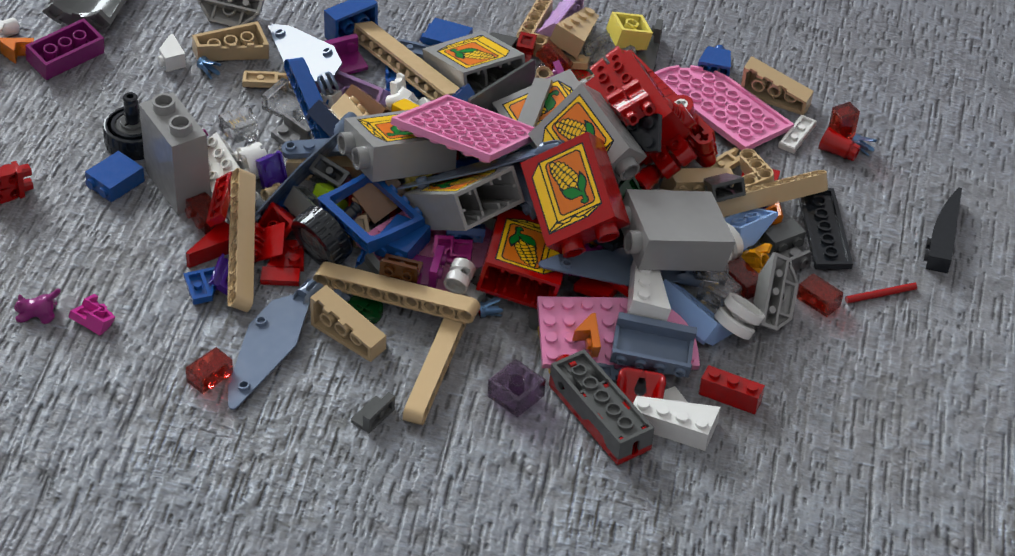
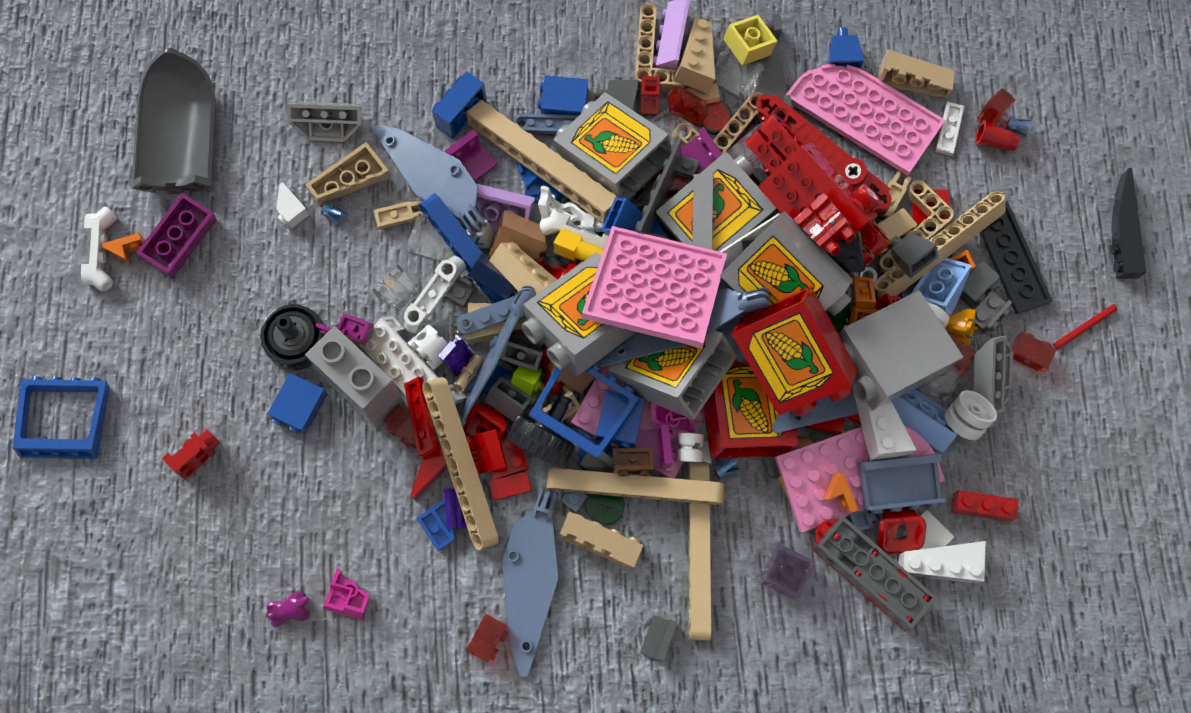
camera: 15 degrees left, 30 degrees up
(288, 113) = (432, 294): none -> white plate

